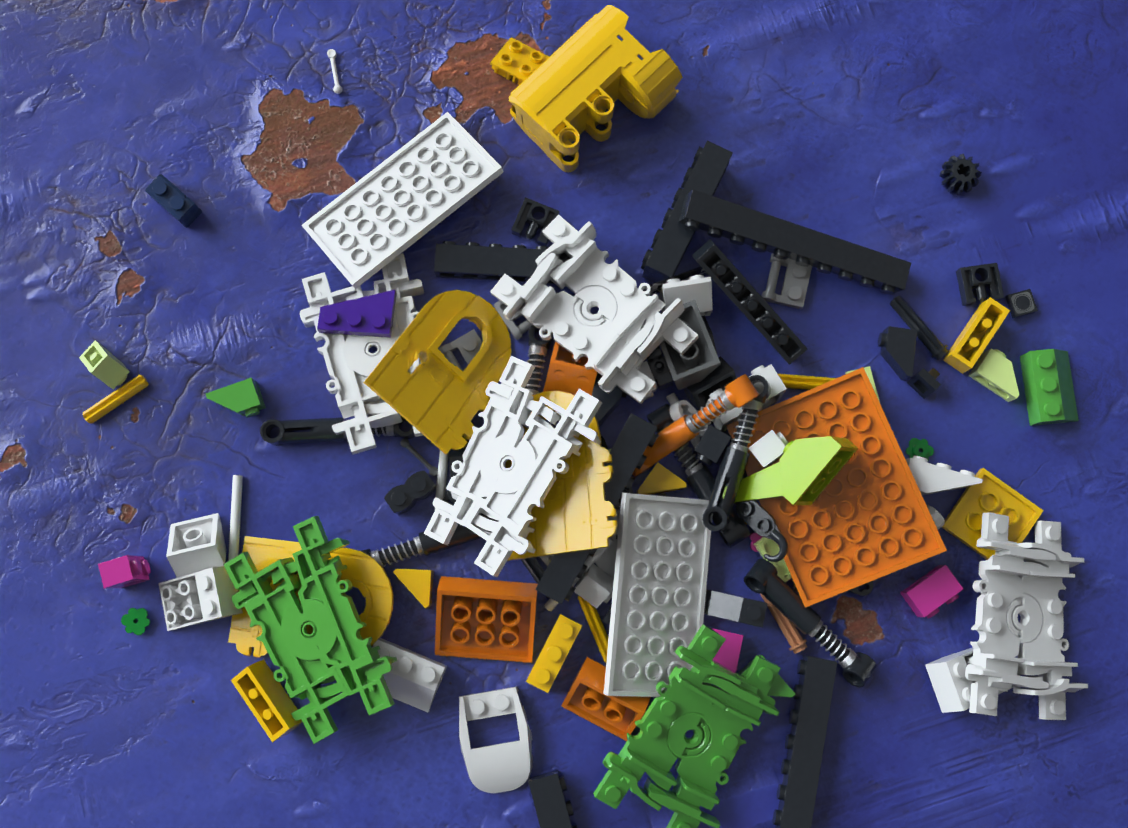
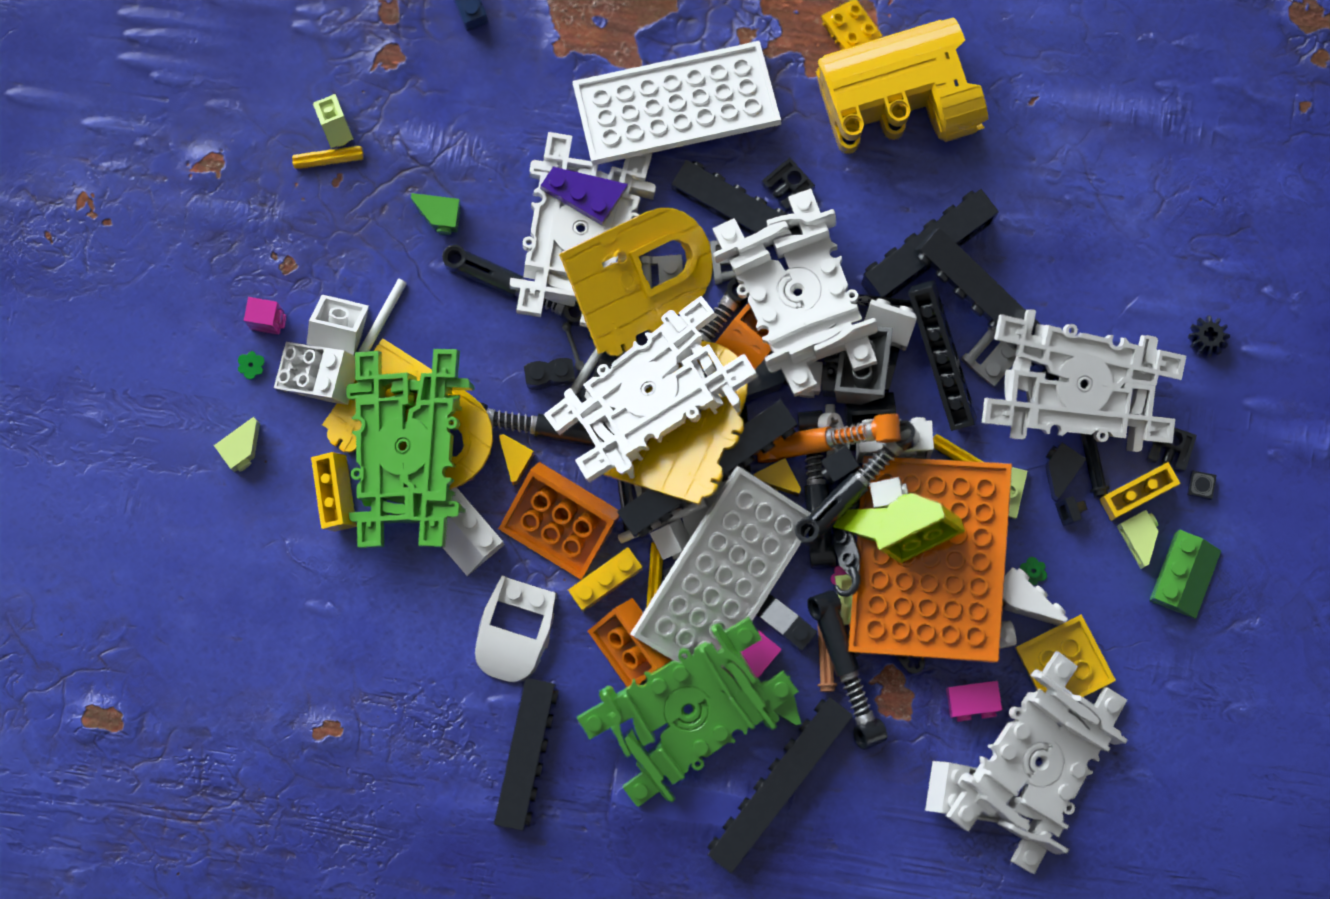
camera: 30 degrees right, 0 degrees up
(161, 701) = (240, 445): none -> yellowish green slope
(918, 270) = (1117, 390): none -> white piece

